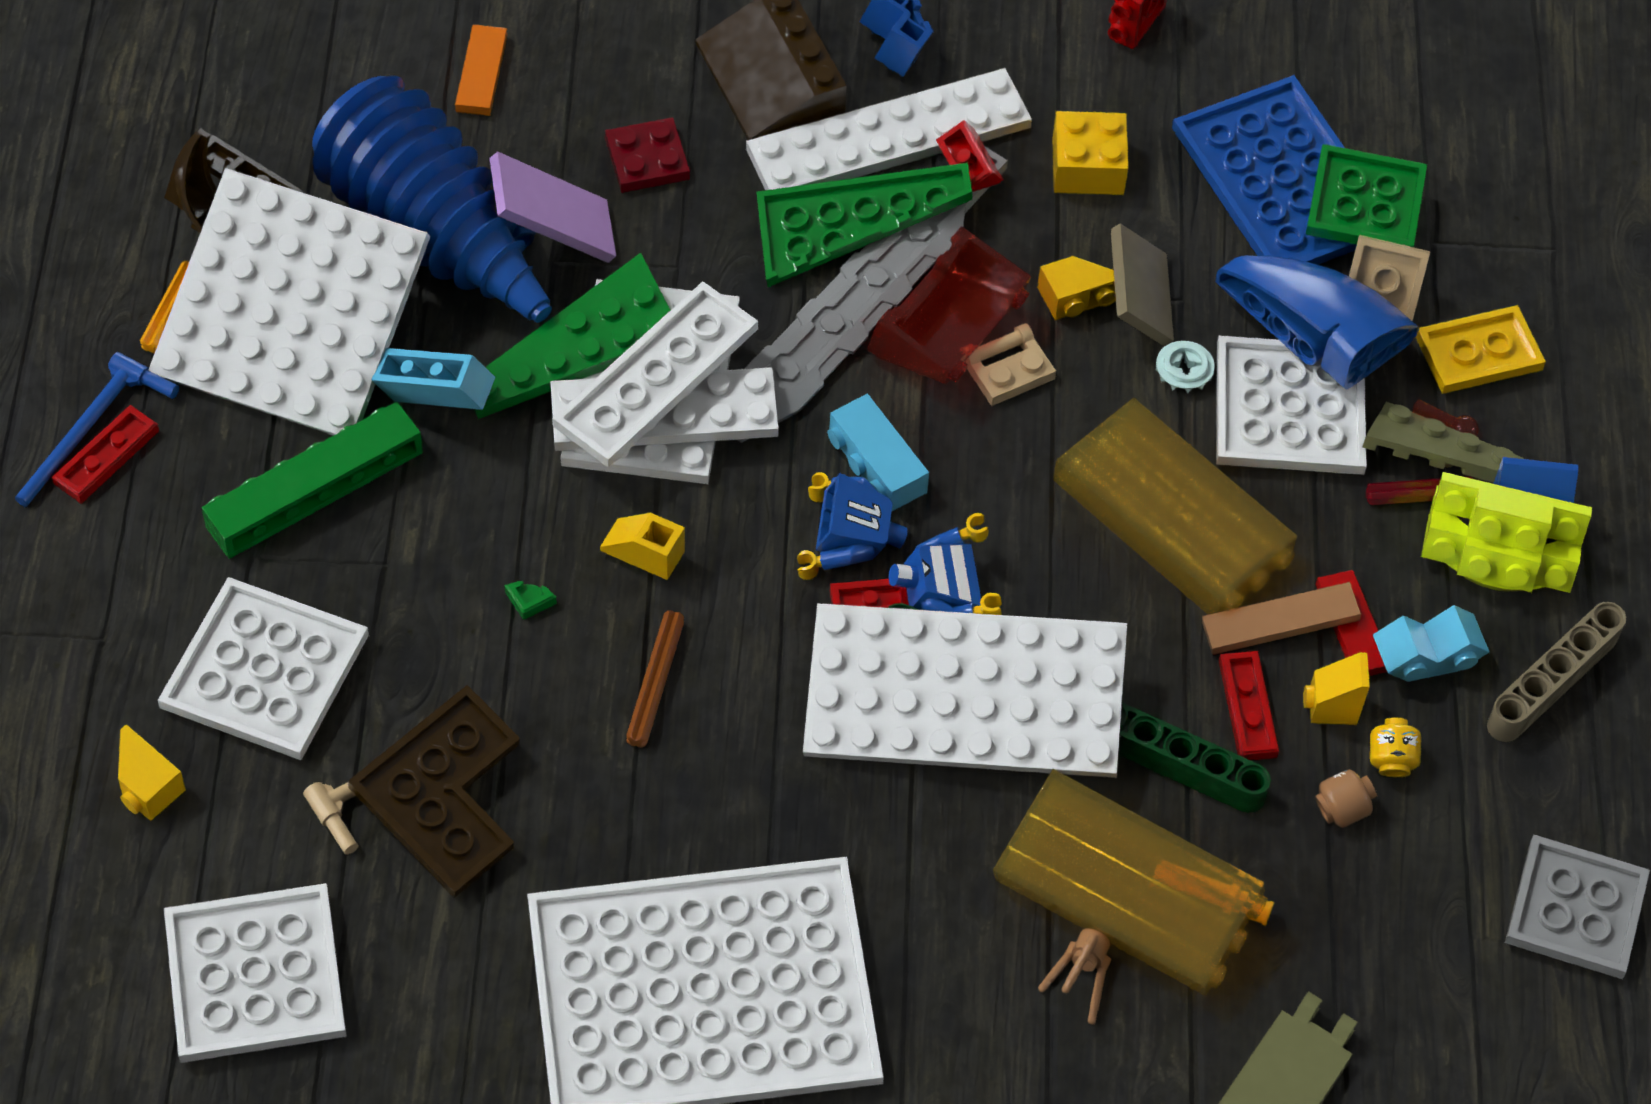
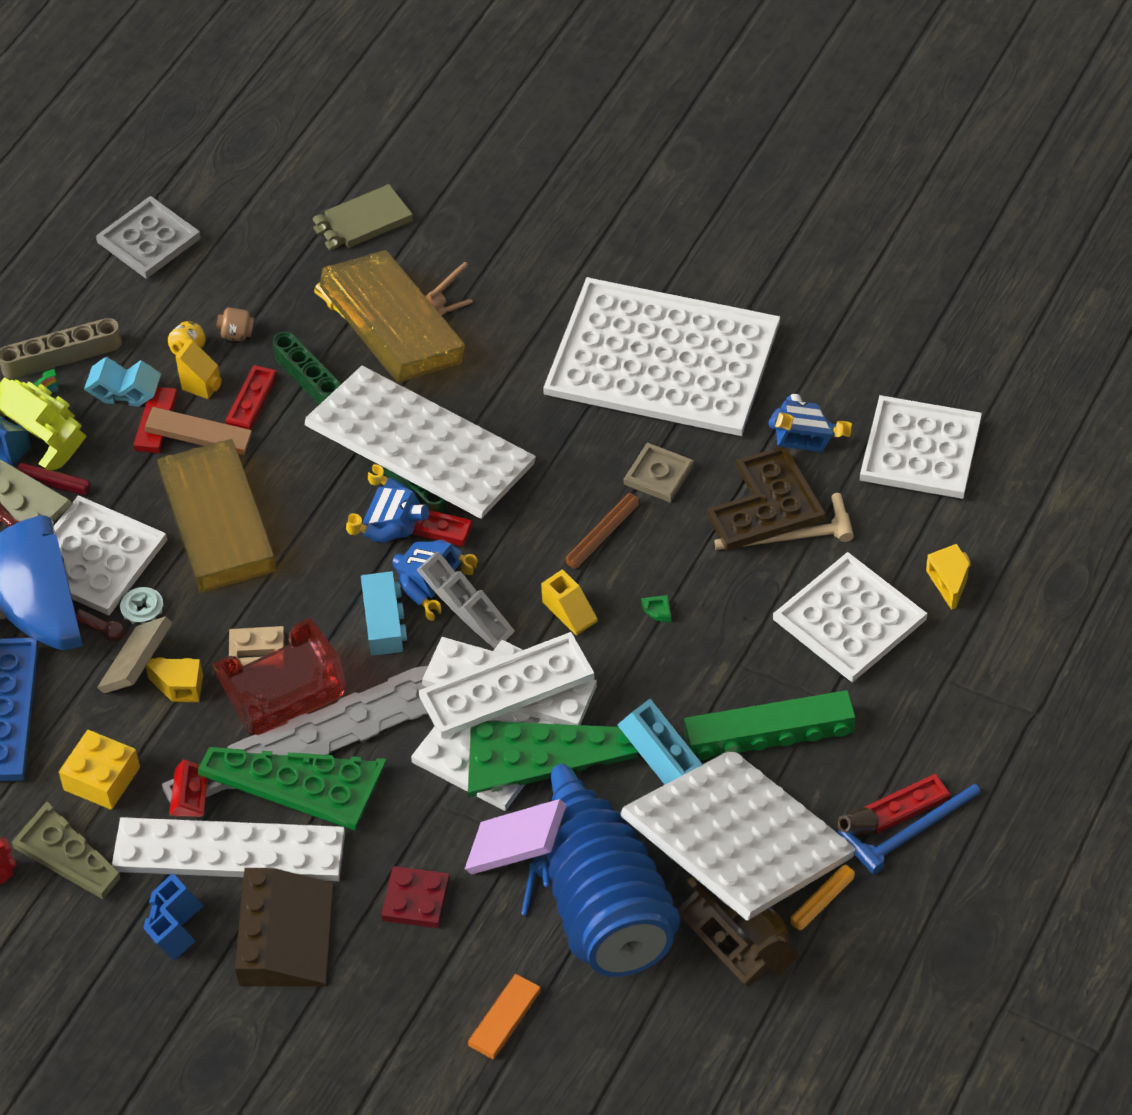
camera: 150 degrees left, 5 degrees down
(154, 390) = (859, 822): none -> dark brown cone
(439, 923) = (804, 425): none -> blue torso
(620, 799) = (658, 472): none -> dark tan tile
(774, 489) = (465, 601): none -> light grey slope
(1071, 66) = (61, 849): none -> olive wing
(1201, 330) = (112, 630): none -> clear red bar
(1532, 617) = (49, 381): none -> tile

